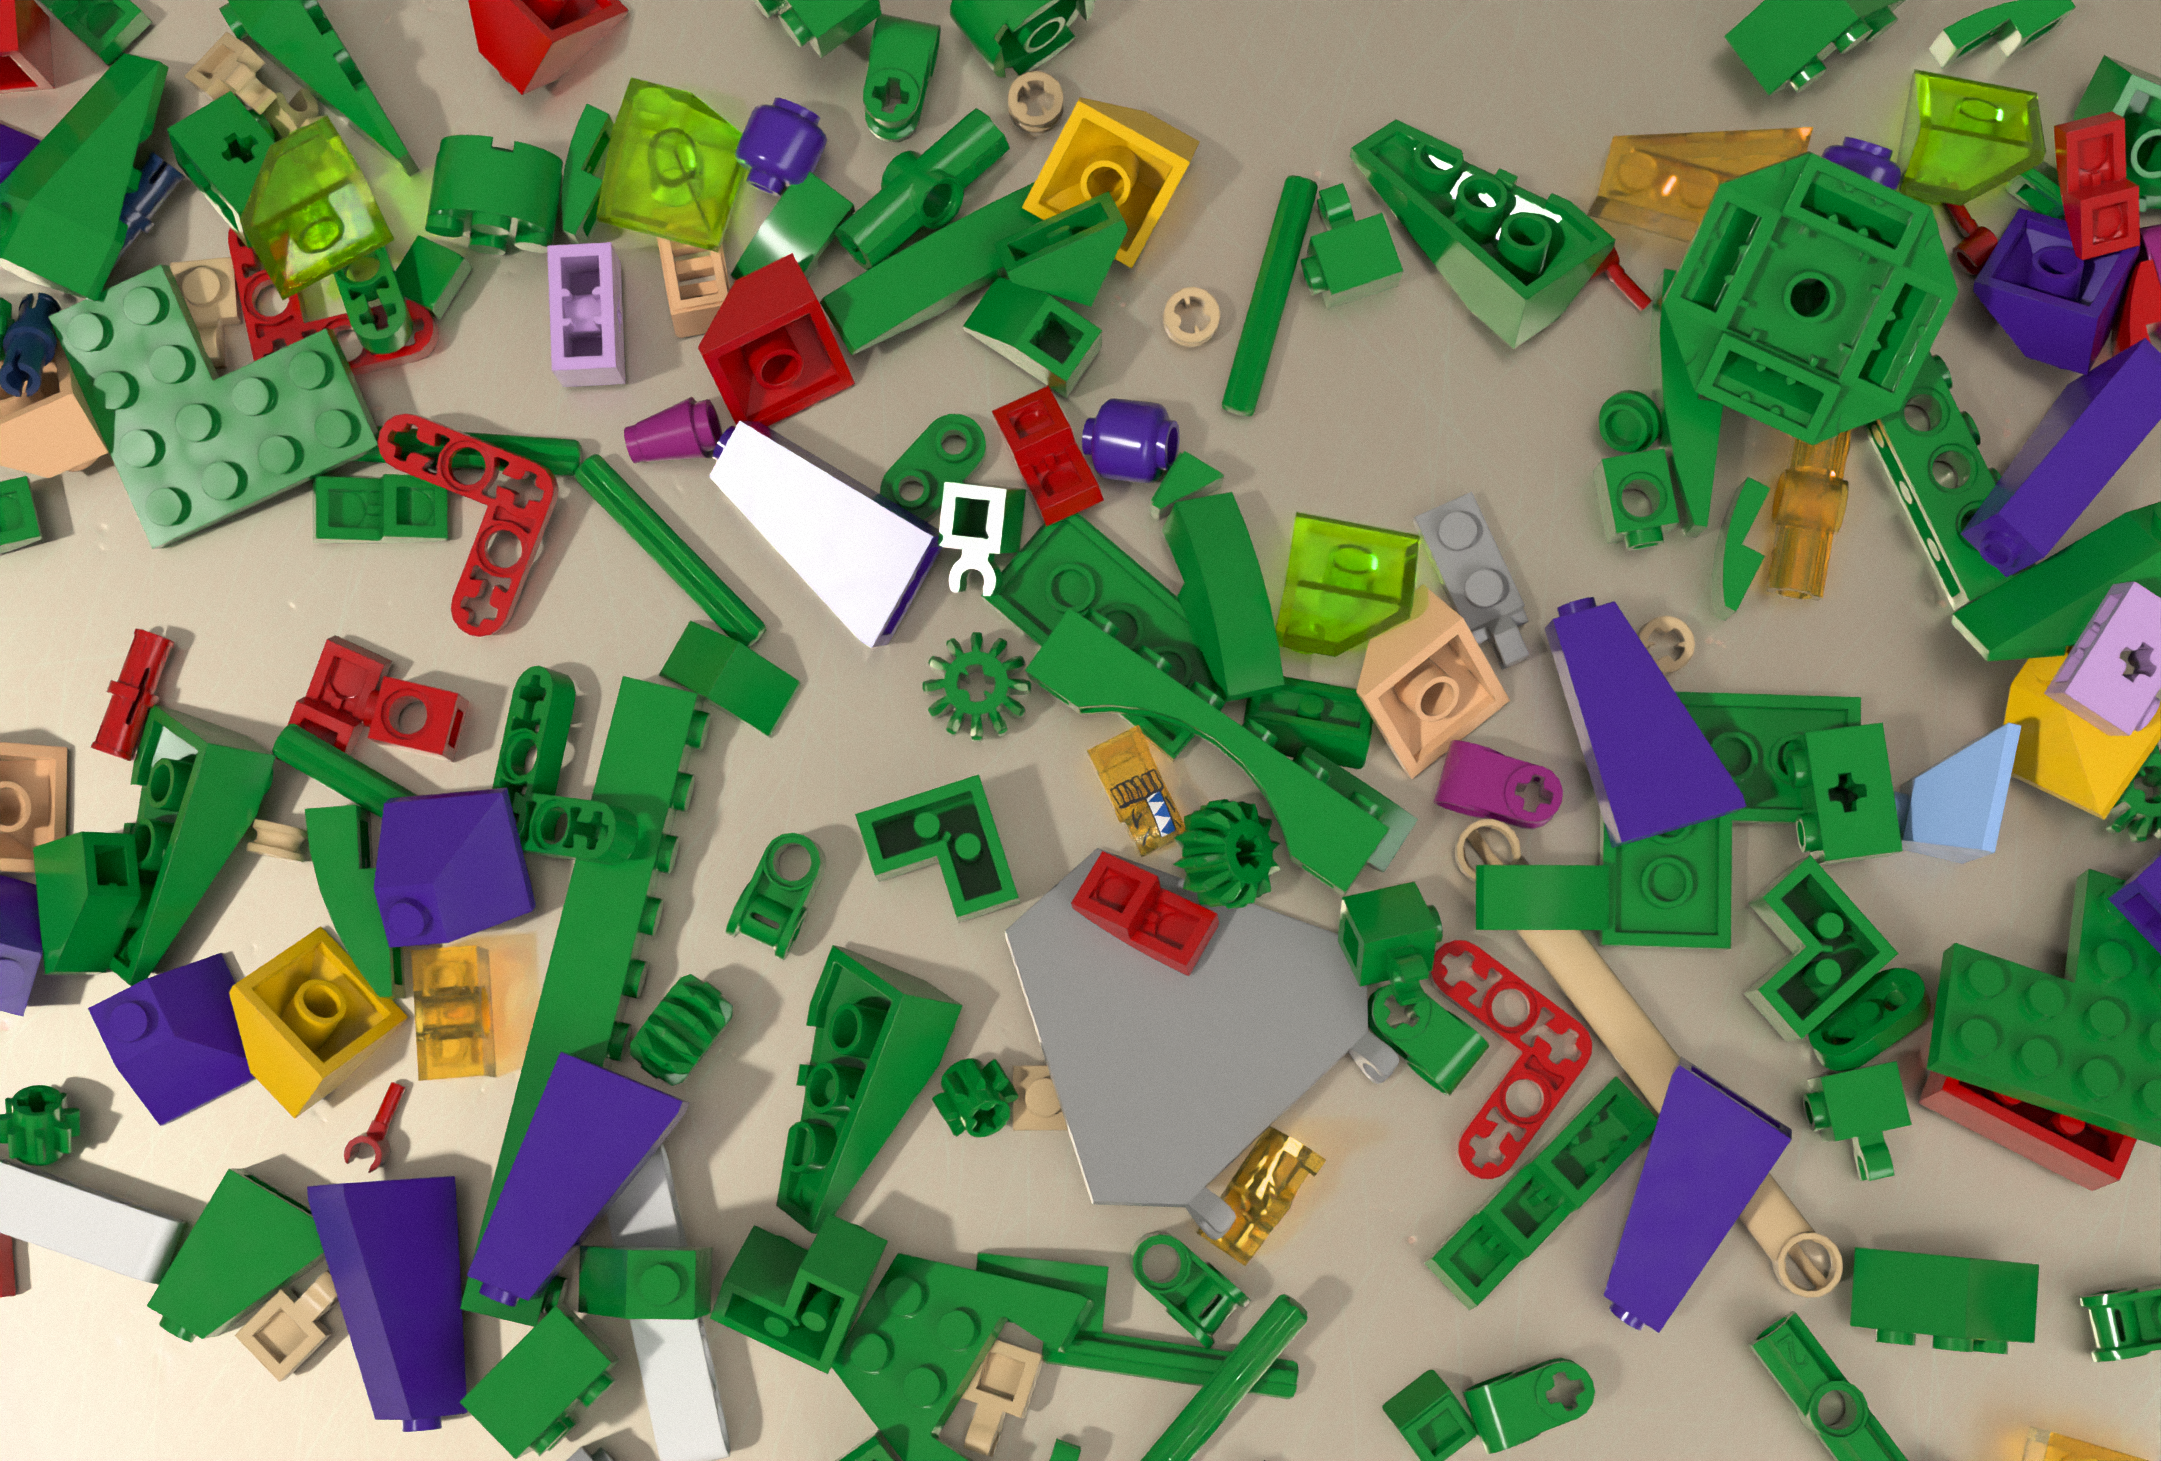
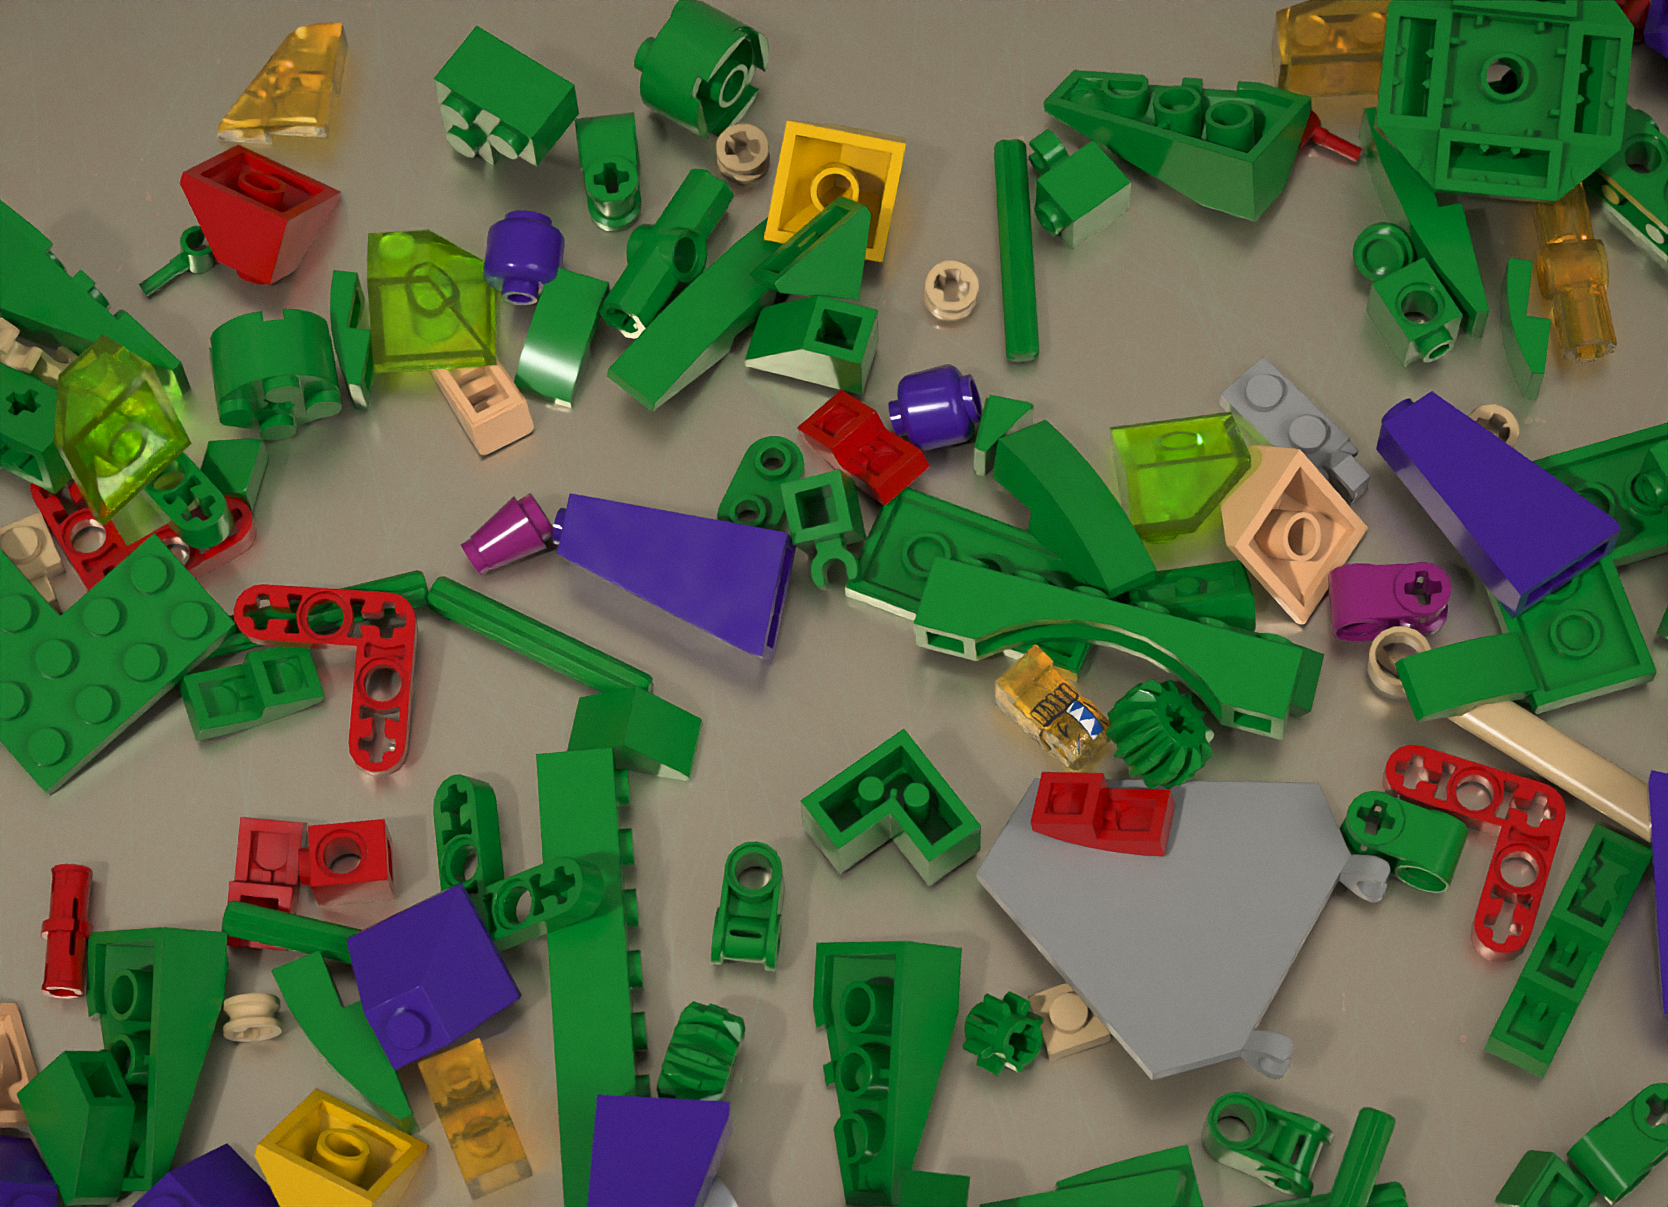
camera: 15 degrees left, 15 degrees down
(444, 37) = (188, 260): none -> green hand
(586, 314) = (393, 452): lavender brick -> none
(773, 346) = (579, 424): red slope -> none
(959, 699) = (886, 650): green gear -> none
(1264, 1191) = (1311, 1021): clear yellow slope -> none
(1390, 938) = (1338, 759): green brick -> none

